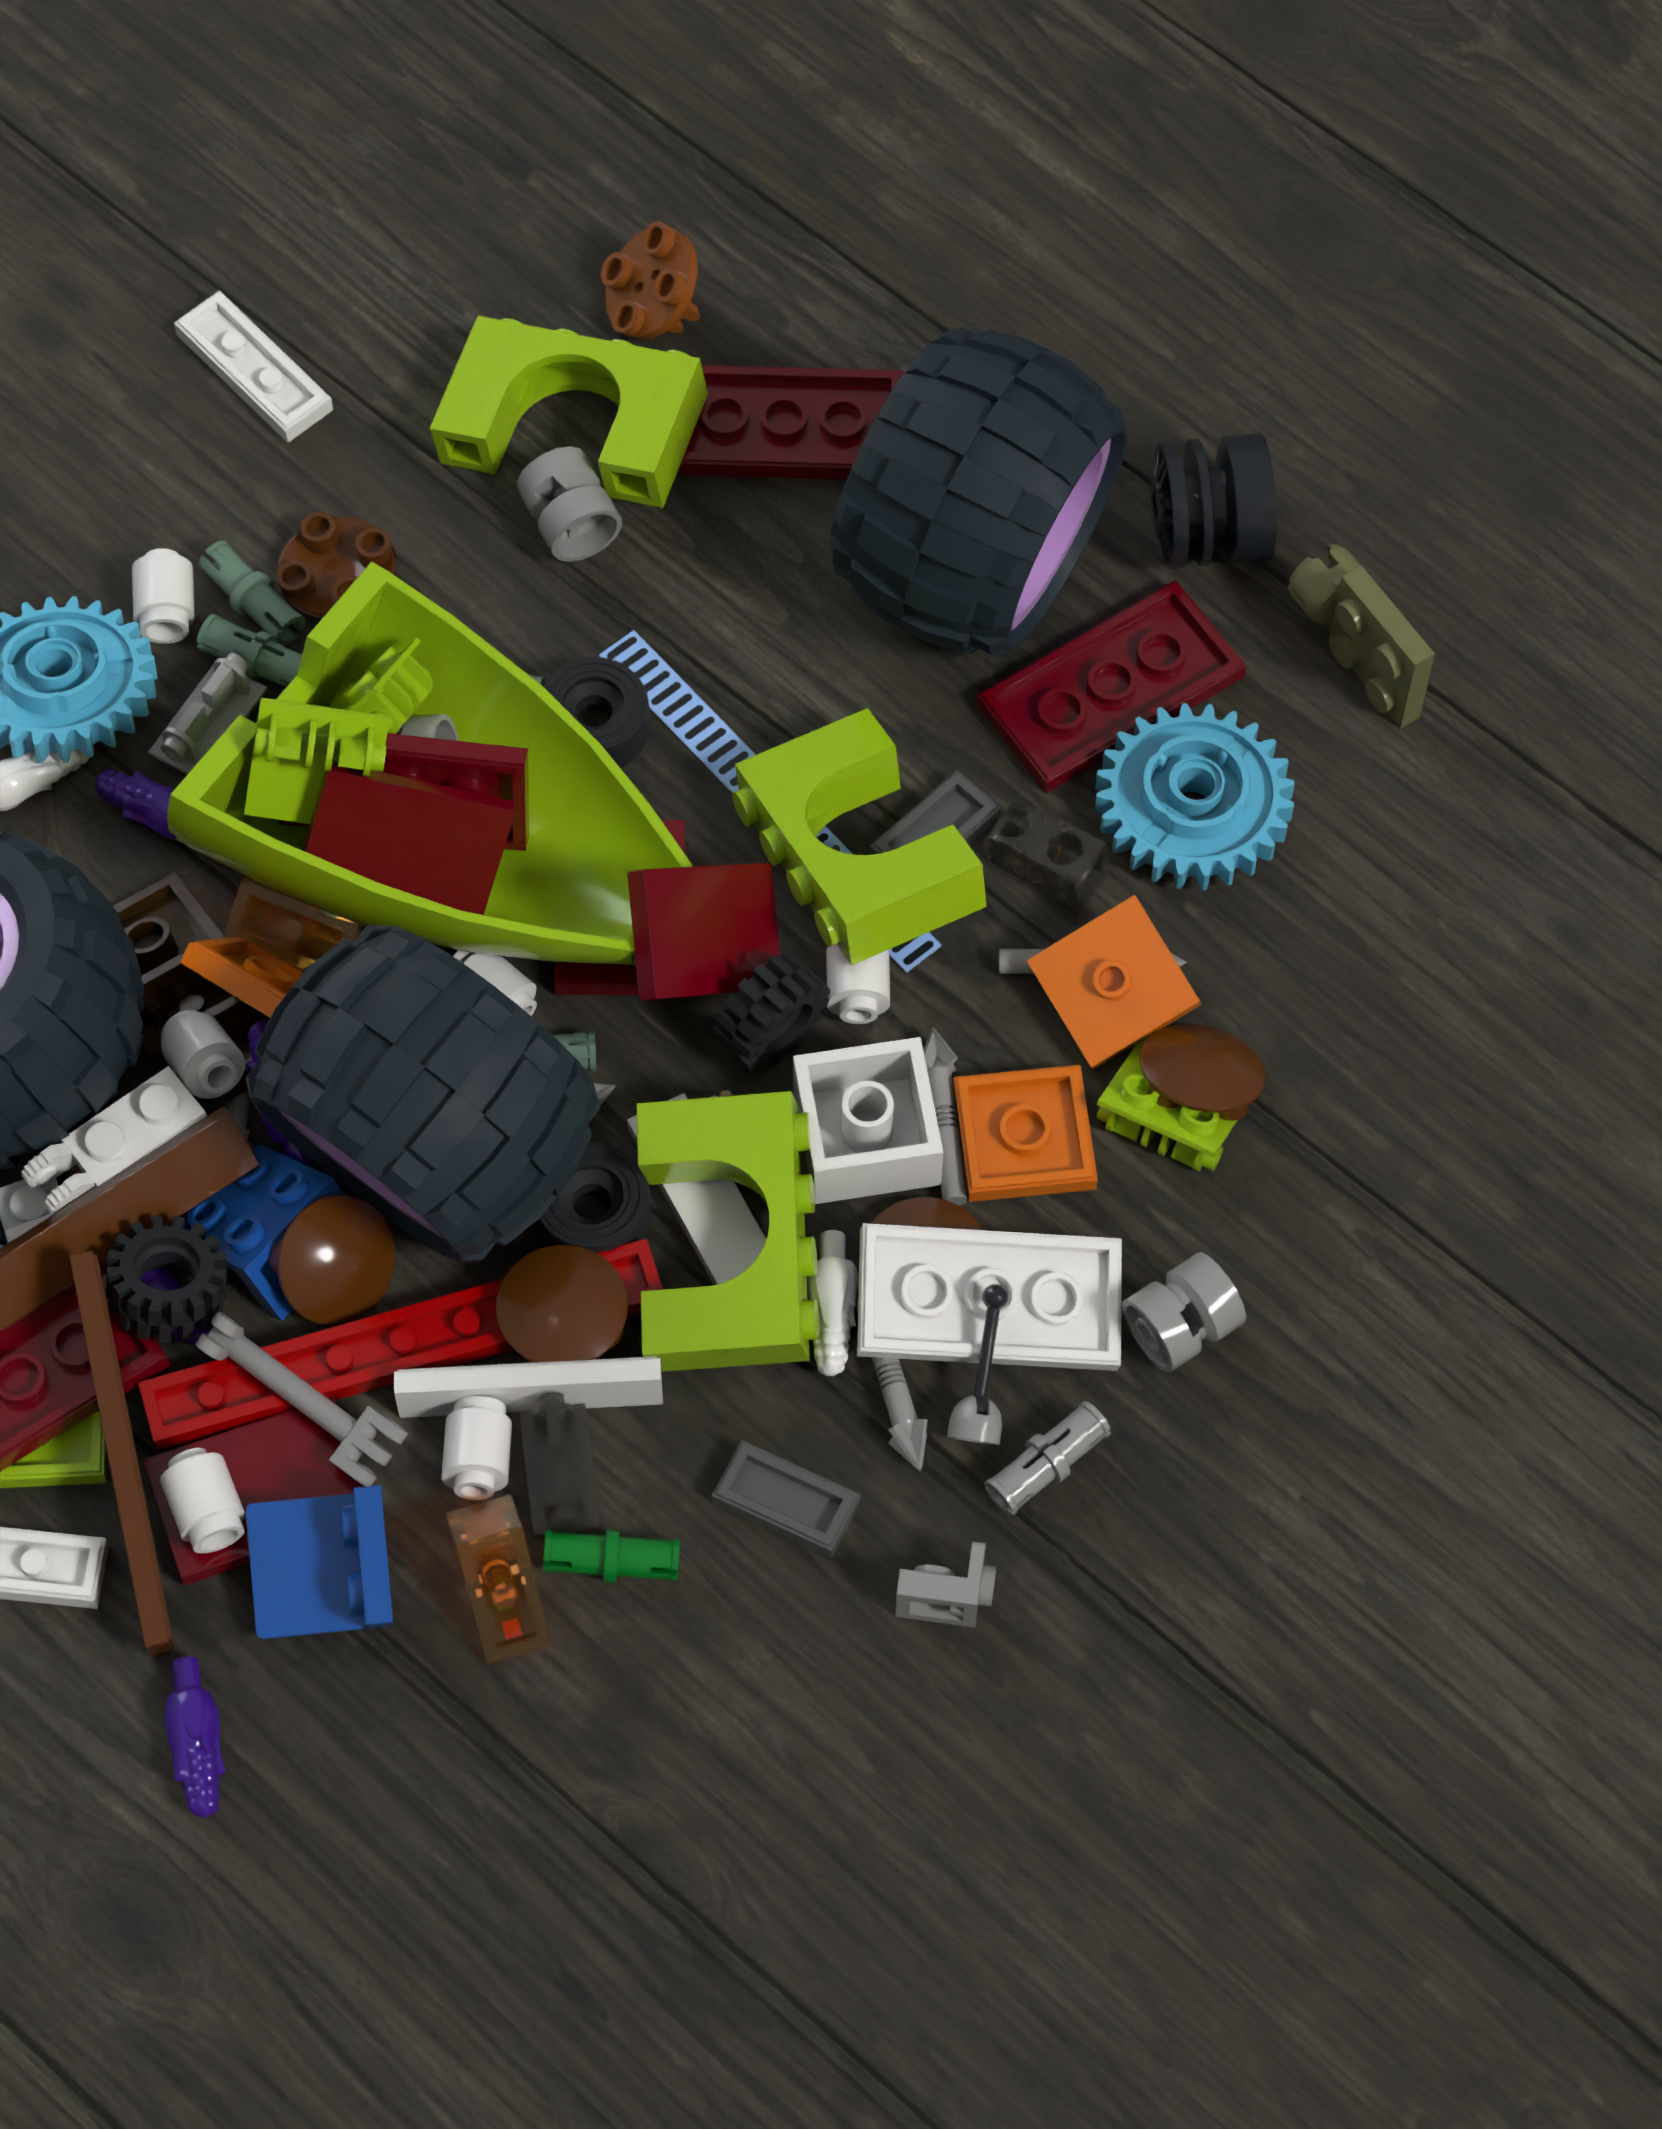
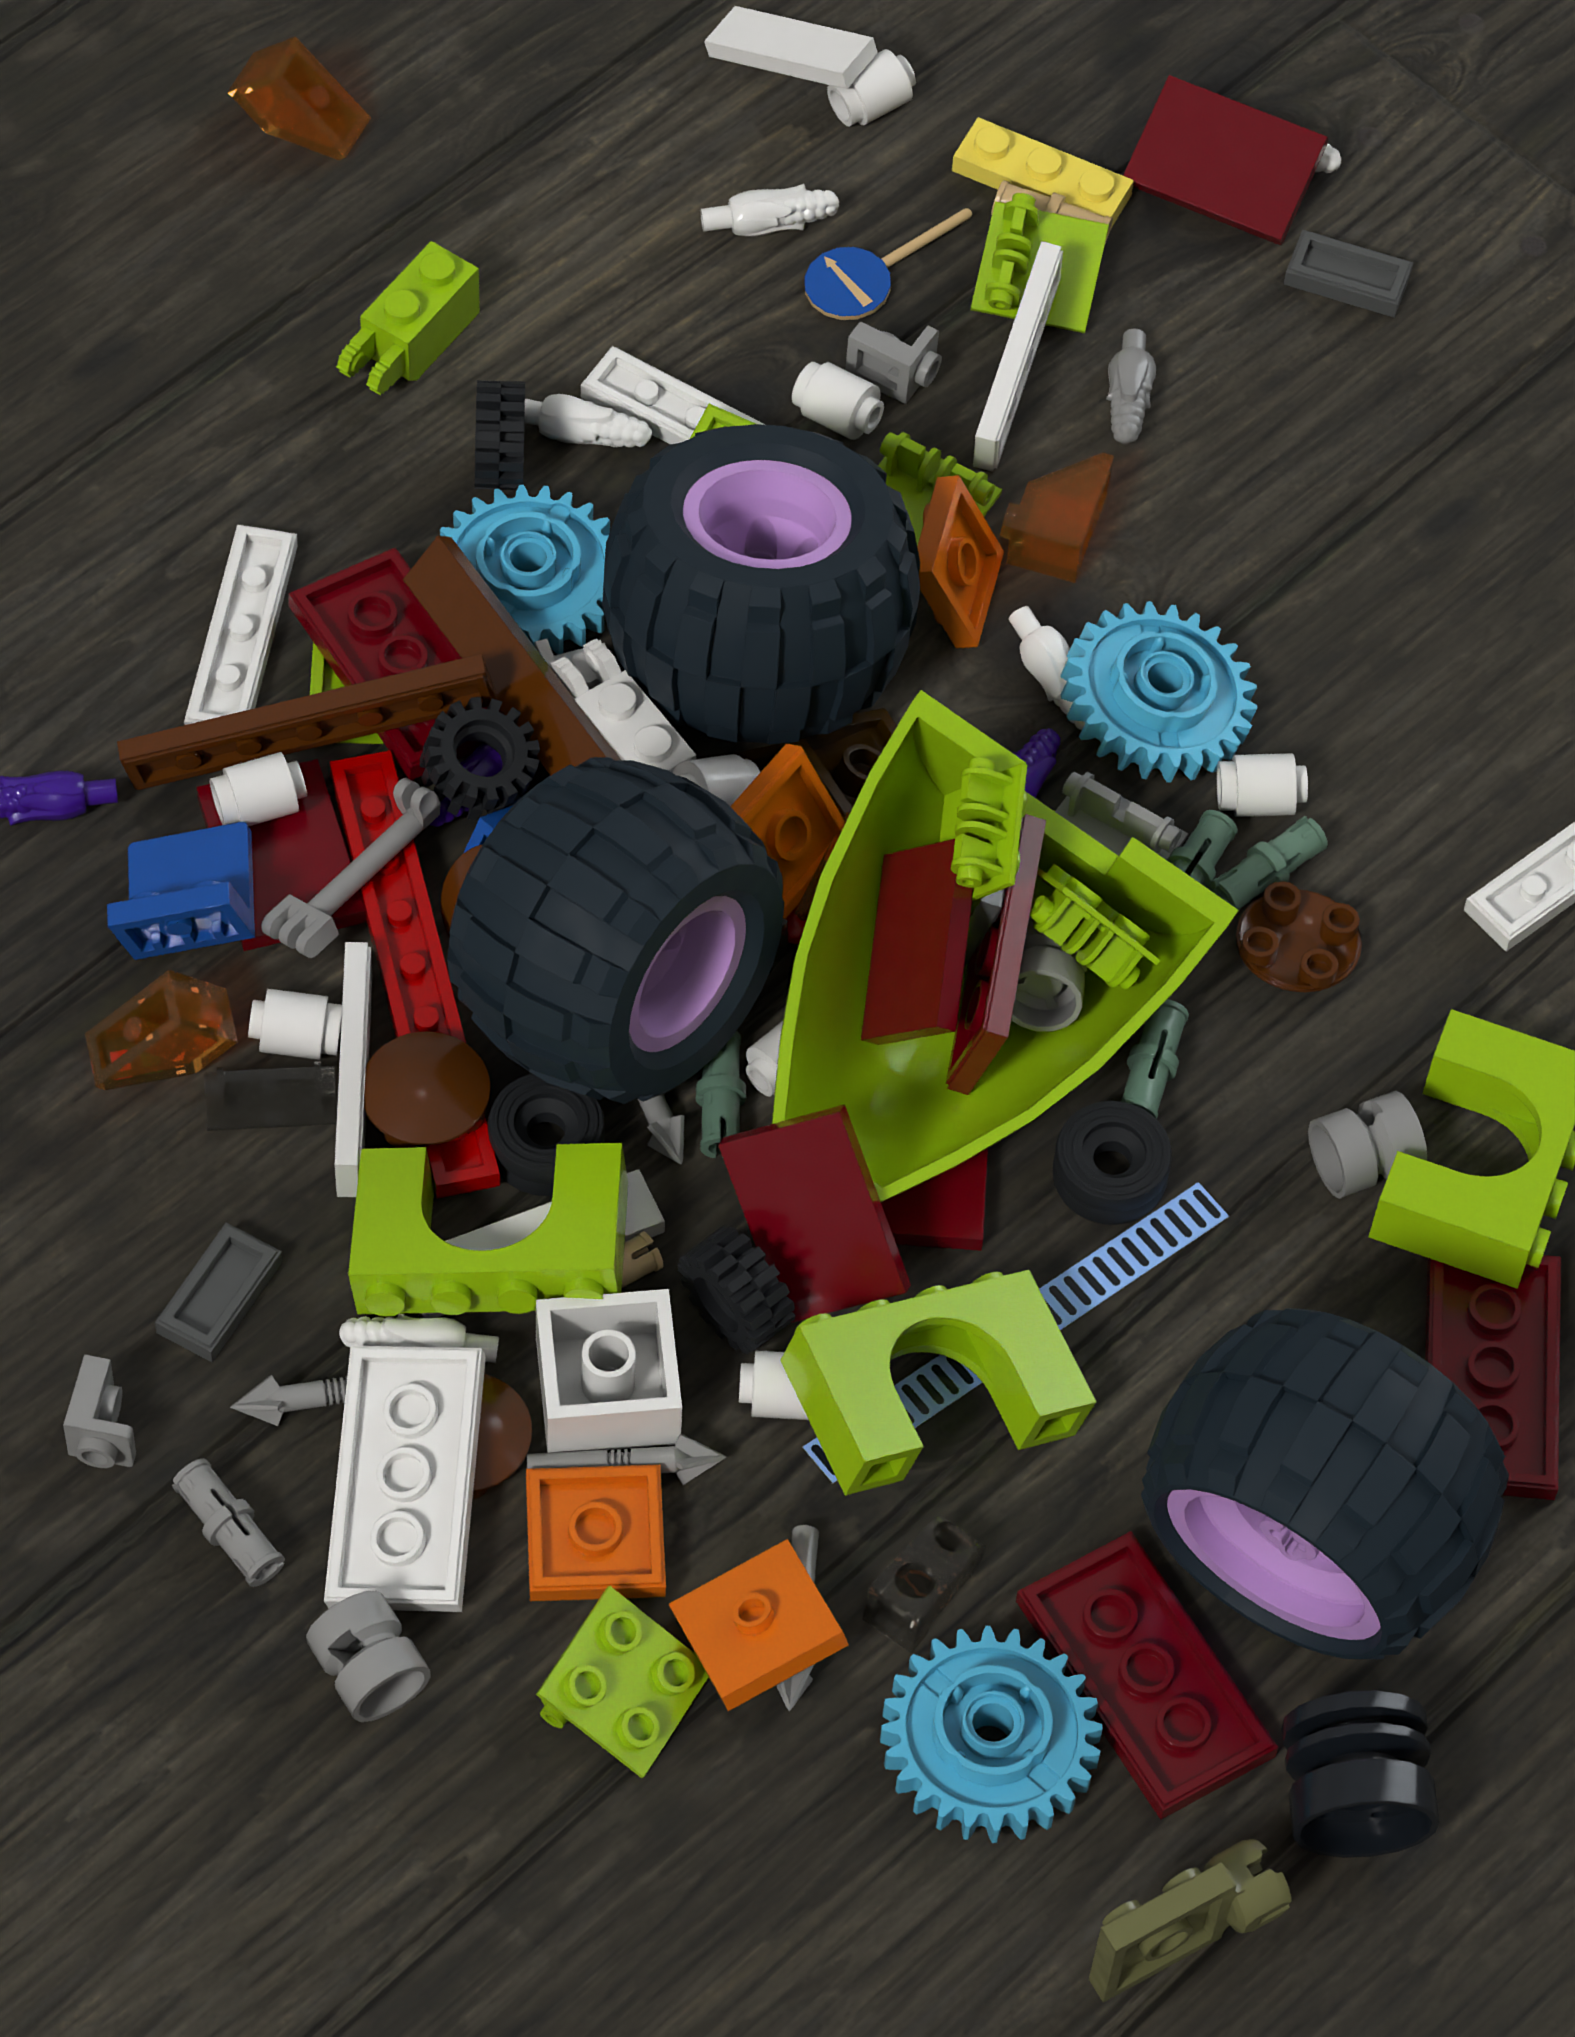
camera: 90 degrees right, 5 degrees down
(611, 1555) = (173, 1133): green pin -> none
(952, 802) = (969, 1484): dark grey tile -> none
(976, 1416) = (275, 1457): hinge -> none
(1202, 1070) = (650, 1704): reddish brown dish -> none

